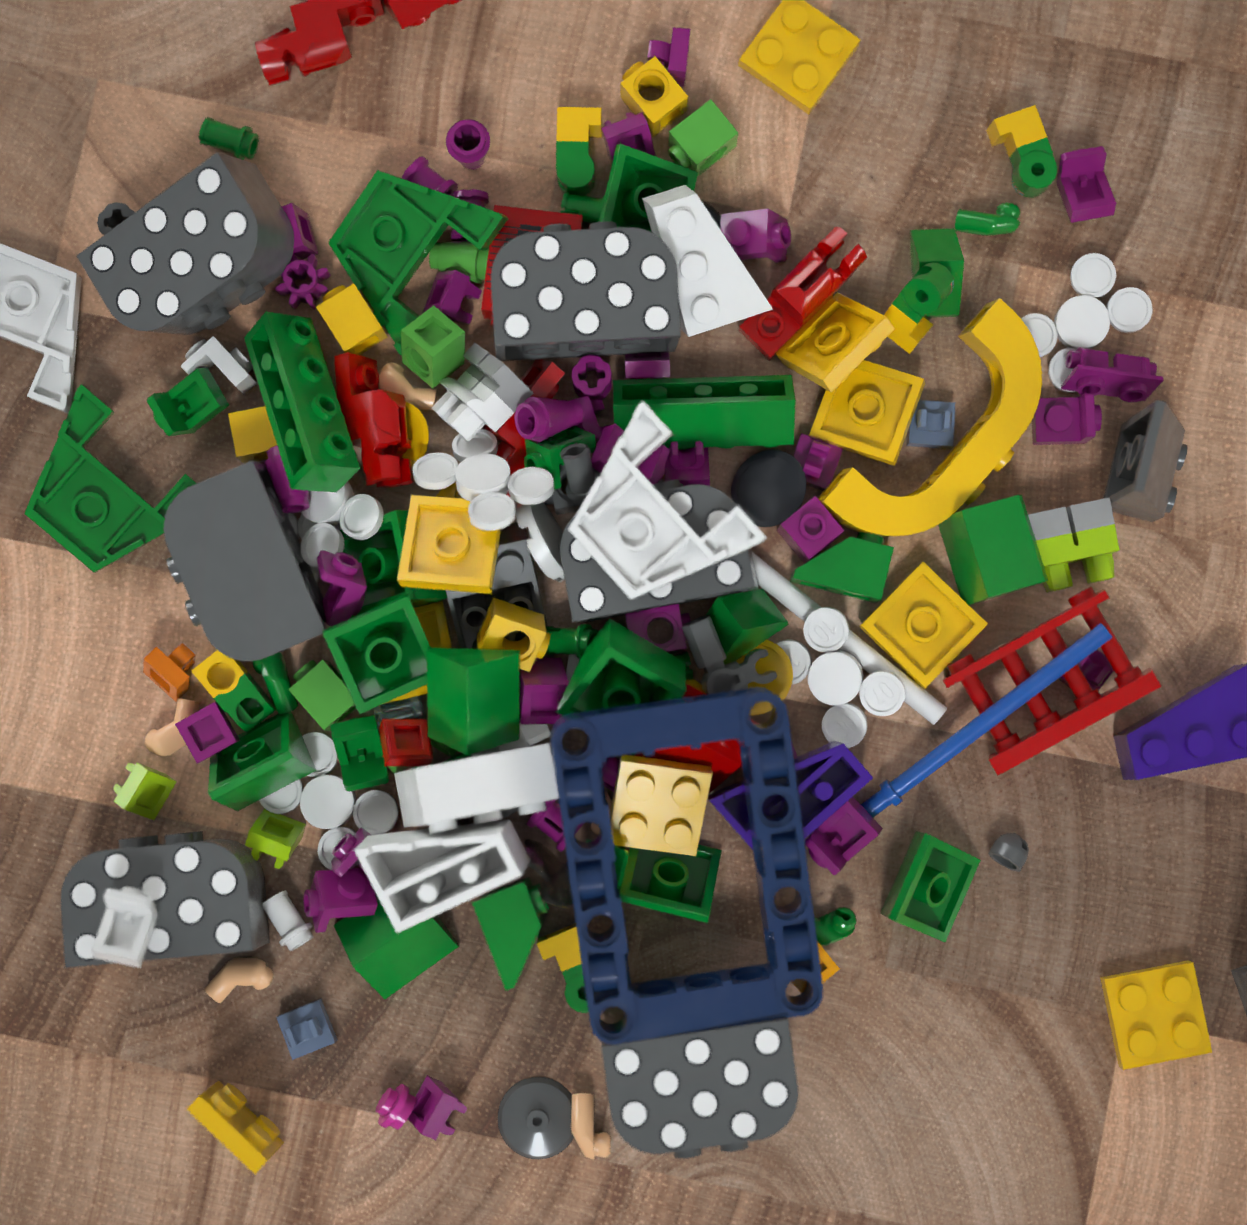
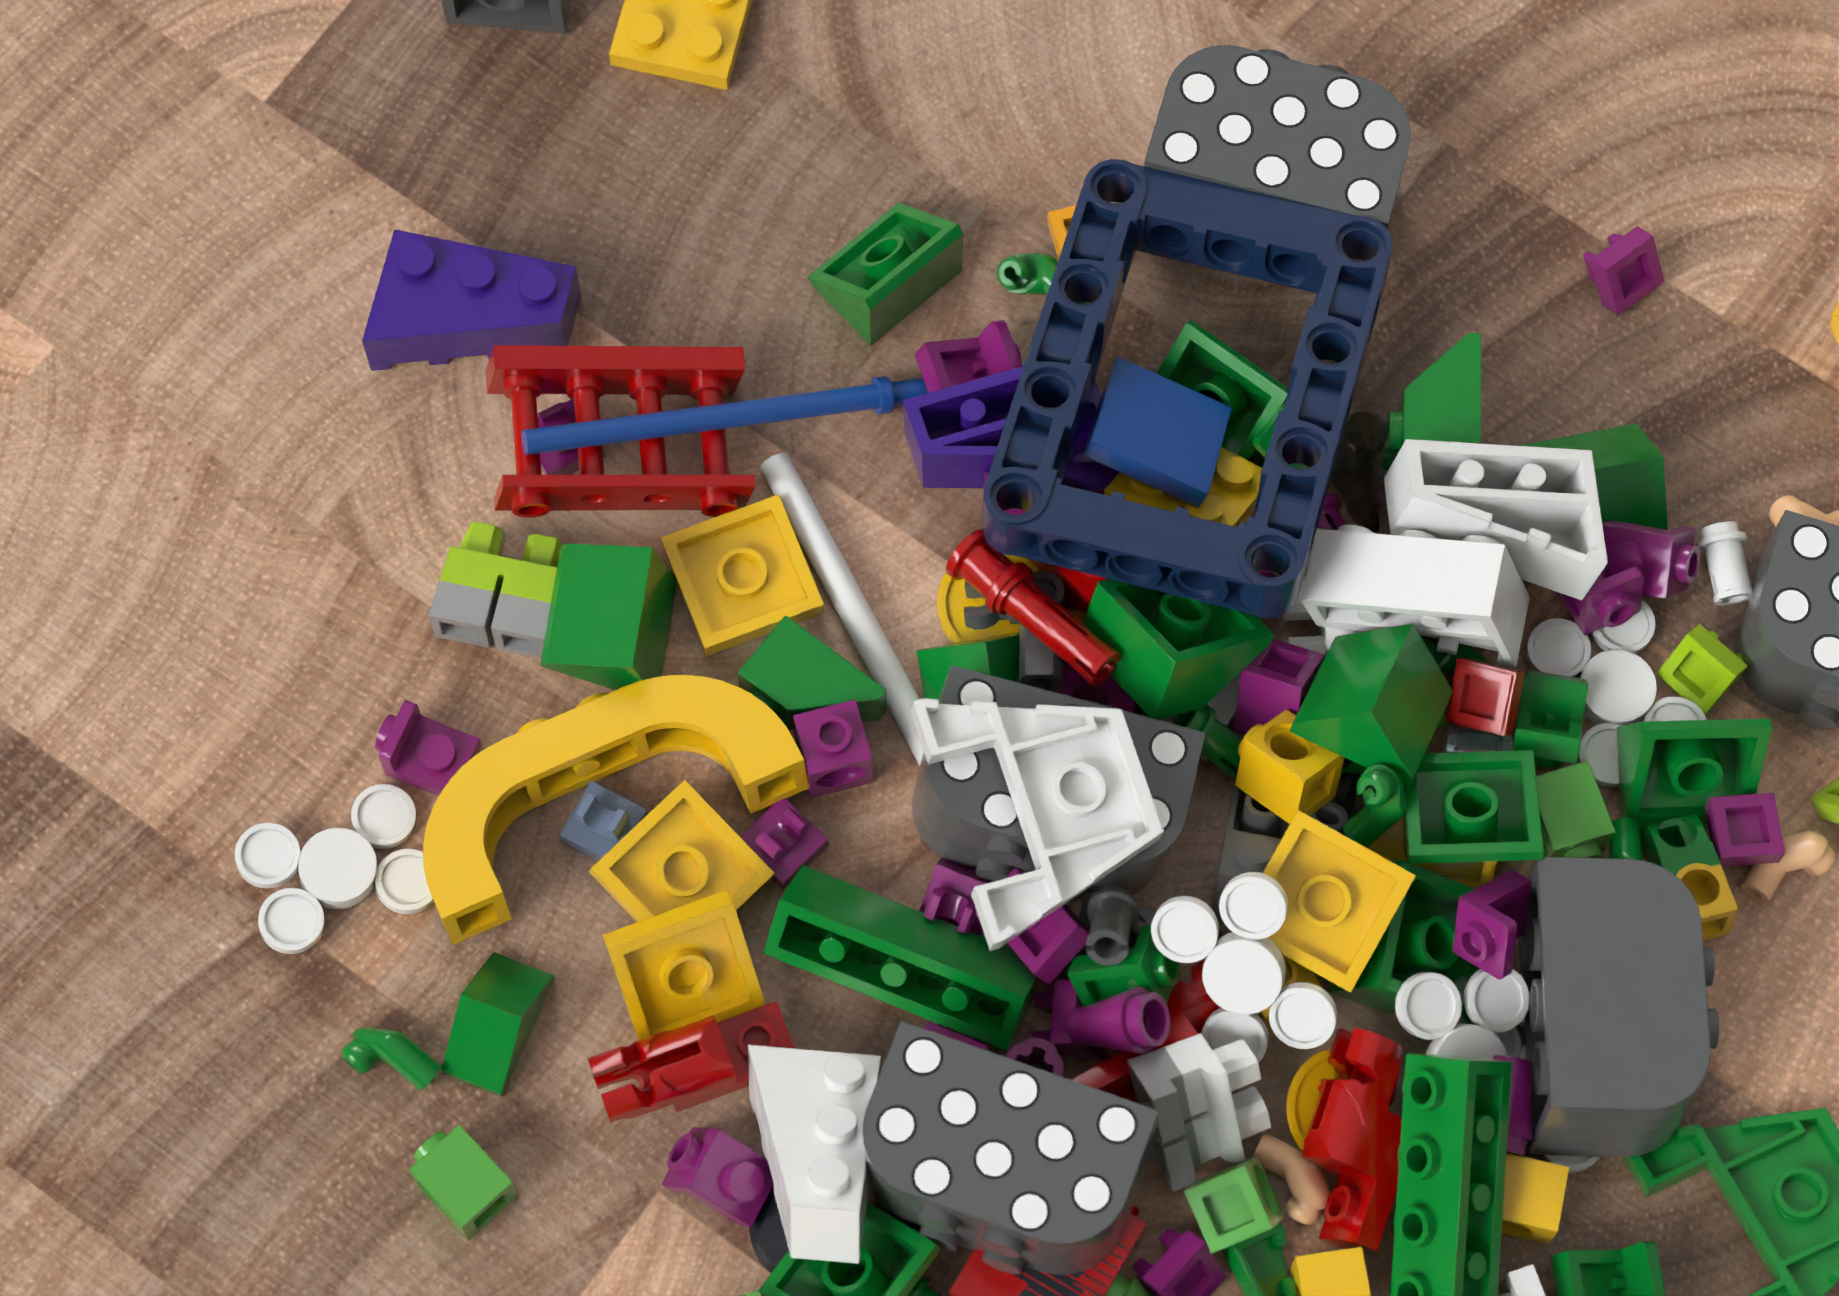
camera: 160 degrees left, 15 degrees down
(170, 670) = (1766, 935): orange tile -> none
(306, 1029) = (1750, 430): sand blue tile -> none
(395, 1107) = (1672, 290): dark pink plate -> none
(443, 628) = (1383, 807): none -> green arm
(536, 1118) = (1497, 215): dark grey piece -> none
(544, 538) = (1190, 861): white tile -> none
(565, 947) = (1380, 382): yellow leg -> none
(582, 1127) = (1445, 175): light nougat arm -> none
(694, 827) = (1157, 431): none -> blue tile
(741, 670) = (1012, 591): none -> red pin
(769, 487) = (861, 828): black piece -> none
(838, 678) = (882, 558): white piece -> none
(908, 162) = (462, 1180): none -> bright green brick
(918, 297) = (554, 970): green leg -> none
(1010, 851) = (766, 268): dark grey hinge -> none
(1027, 149) = (287, 1128): leg -> none
(1085, 185) = (239, 1039): magenta bracket -> none
(1129, 378) = (361, 787): magenta hinge -> none
(1146, 463) = (364, 636): dark grey slope -> none

